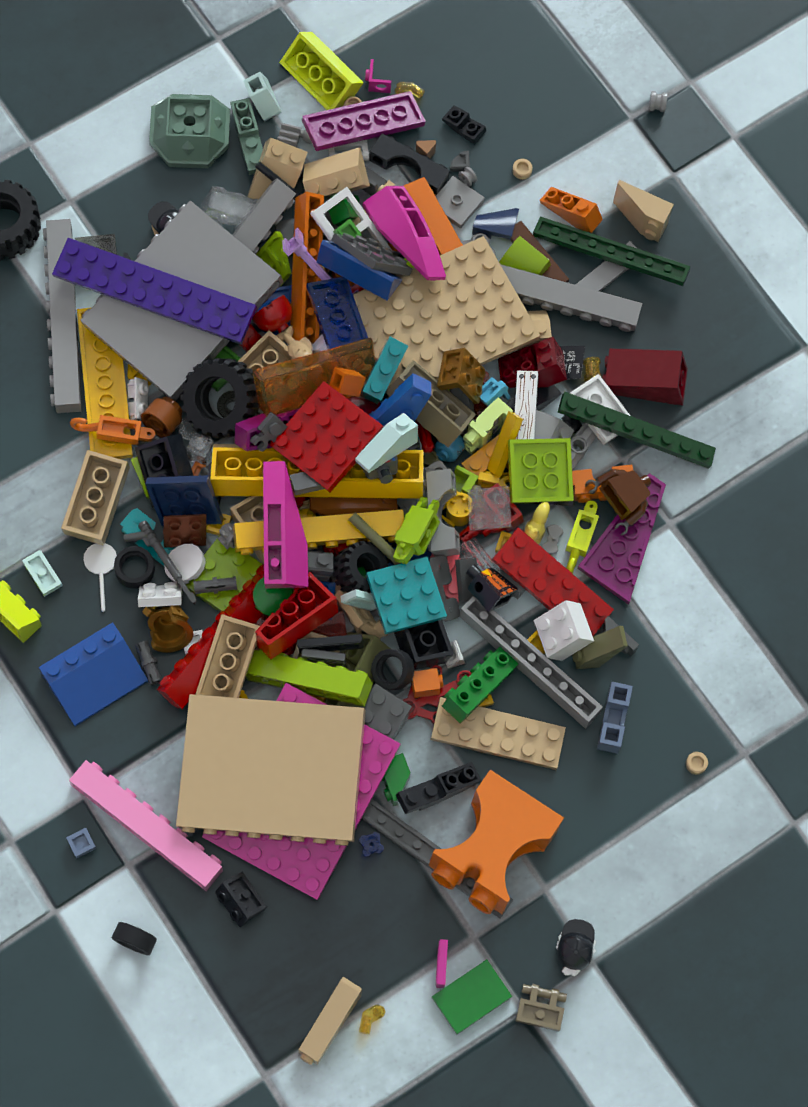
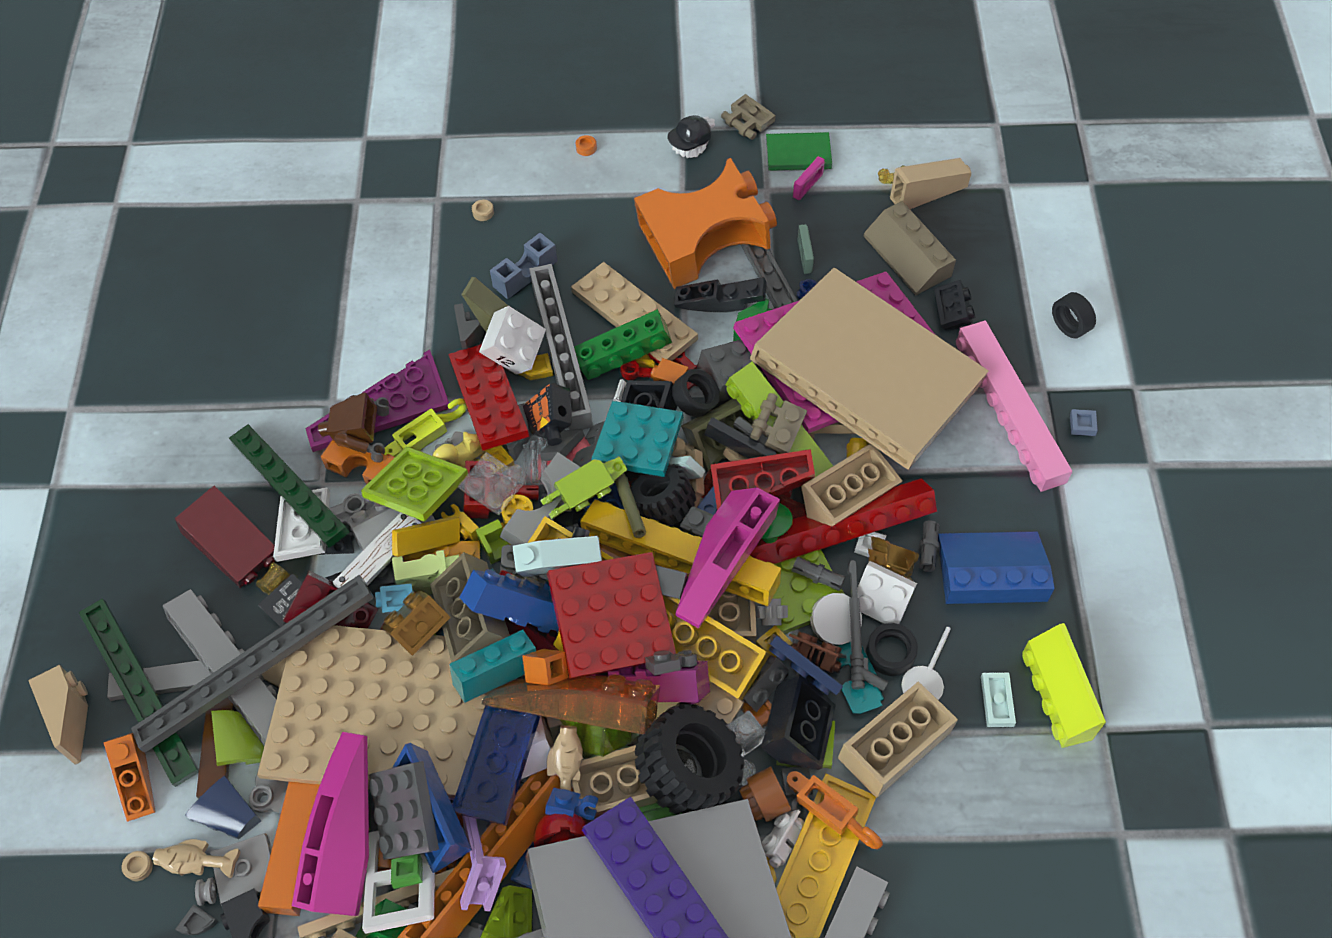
camera: 140 degrees left, 10 degrees down
(281, 326) = (569, 803): none -> blue plate
(302, 666) = (785, 427): none -> dark tan plate
(310, 937) = (910, 248): none -> dark tan slope
(398, 882) = (805, 249): none -> sand green tile
(493, 186) = (191, 858): none -> tan animal
(542, 294) = (251, 663): none -> dark grey plate
(662, 887) = (586, 145): none -> orange tile

